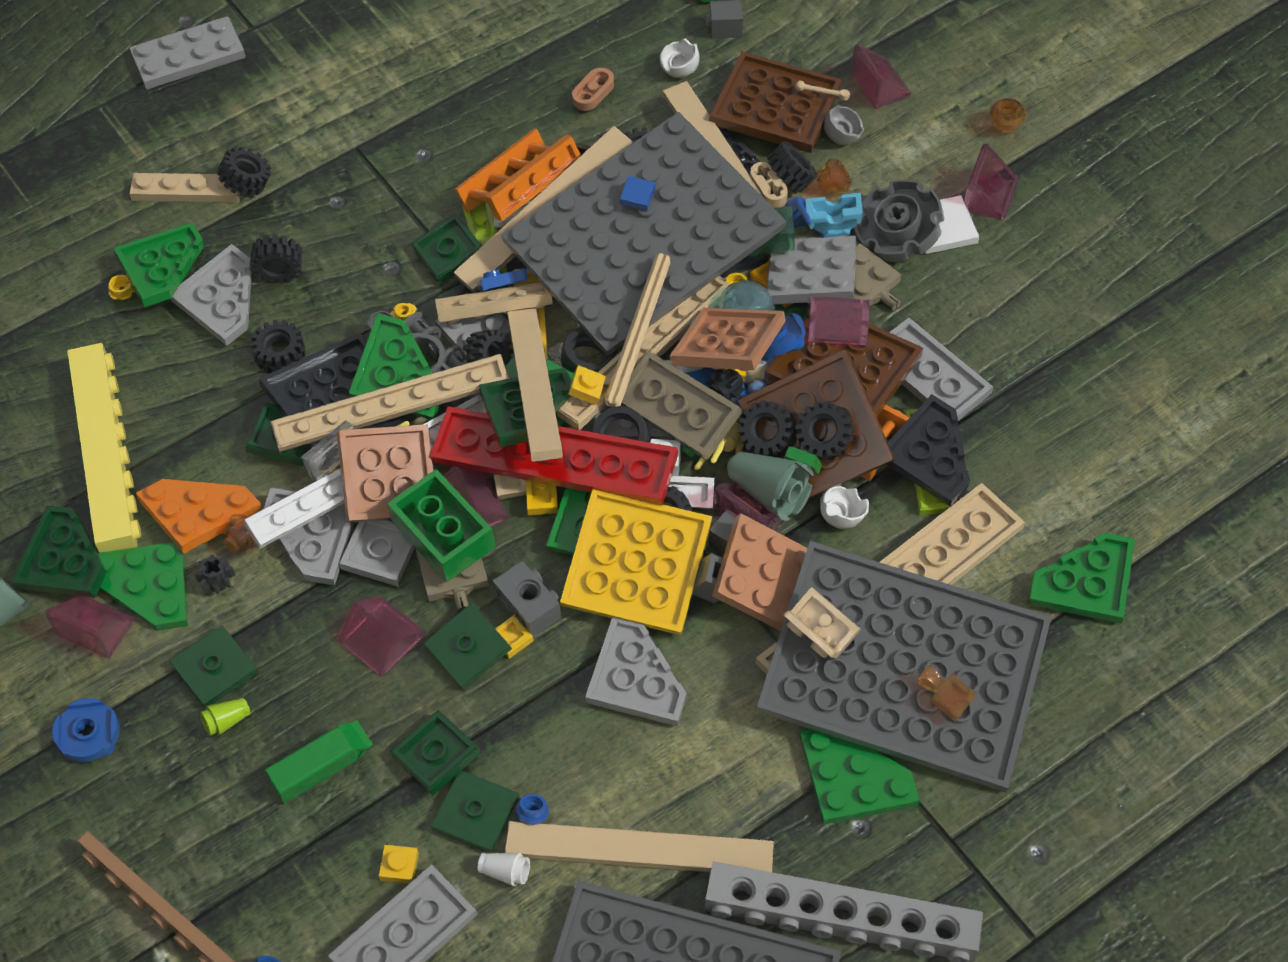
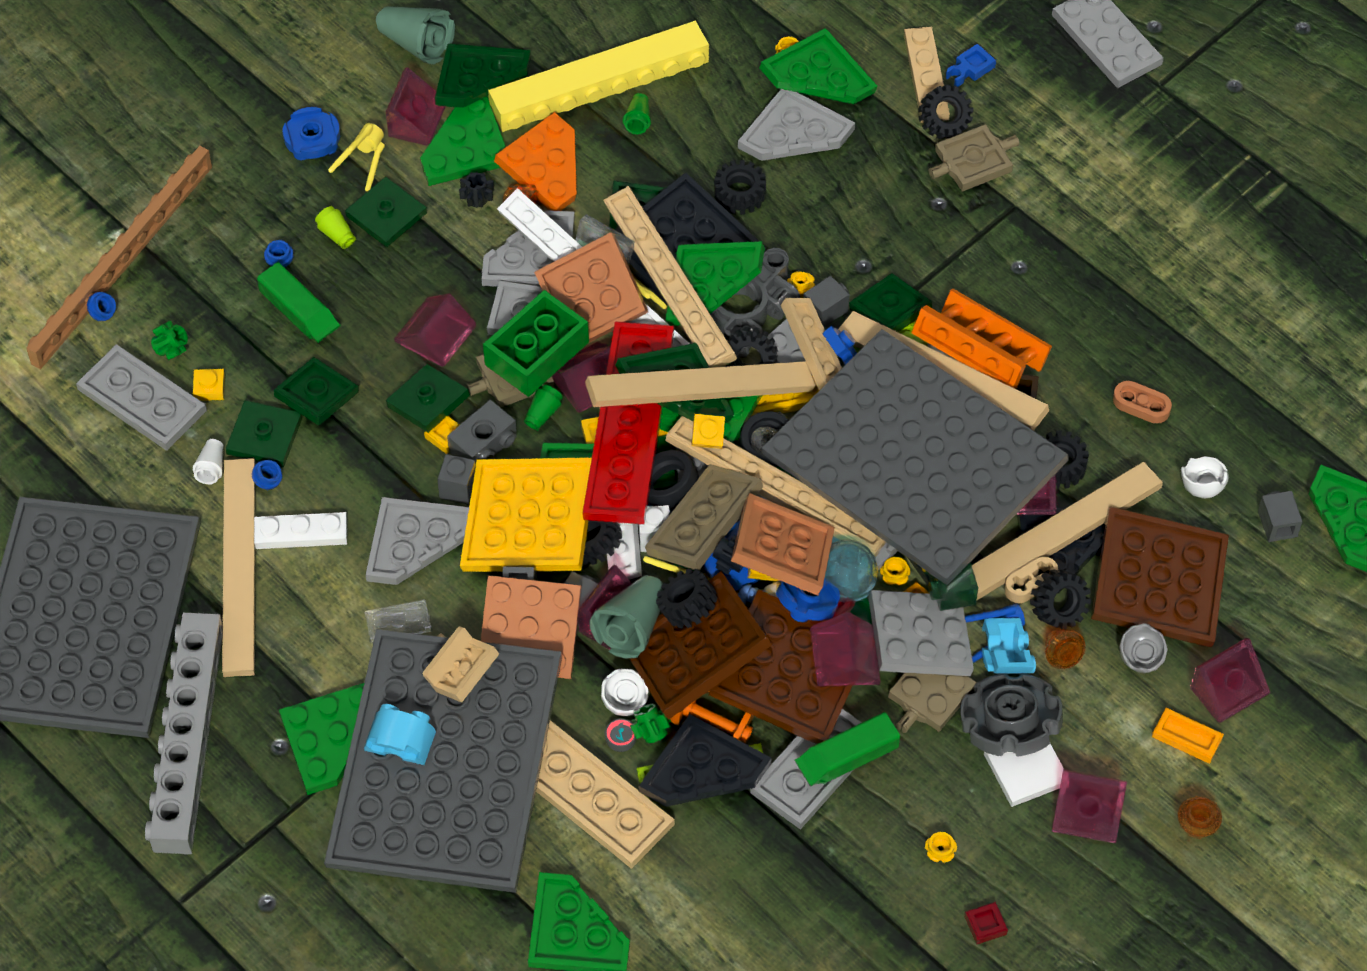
camera: 80 degrees right, 0 degrees up
(117, 673) = (367, 140): none -> light yellow plant
(162, 421) = (637, 114): none -> green cone
(189, 149) = (971, 63): none -> blue plate
(242, 769) = (276, 248): none -> blue plate
(276, 258) = (838, 159): black tyre -> none
(297, 164) = (974, 157): none -> dark tan plate
(336, 897) = (169, 340): none -> green gear
(427, 289) = (829, 299): none -> dark grey brick
(505, 544) = (543, 406): none -> green cone
(576, 625) = (456, 479): none -> dark grey brick
(605, 782) = (300, 530): none -> white plate
(637, 193) = (946, 432): blue tile -> none
(637, 330) = (782, 464): tan axle -> none
(729, 701) = (405, 617): none -> clear plate
(804, 457) = (654, 635): green tile -> none
(812, 417) = (678, 656): black tyre -> none
(843, 94) = (1186, 643): tan hinge -> none
(878, 489) = (650, 723): none -> green gear
(881, 520) = (620, 735): none -> dark grey tile
(884, 698) = (401, 734): none -> medium azure cylinder
(922, 115) = (1187, 735): none -> light orange tile
(930, 332) = (849, 750): none -> green piece
(950, 695) = (407, 793): clear orange plate -> none
(1018, 287) = (941, 839): none -> yellow plate
(1089, 274) = (986, 923): none -> dark red tile

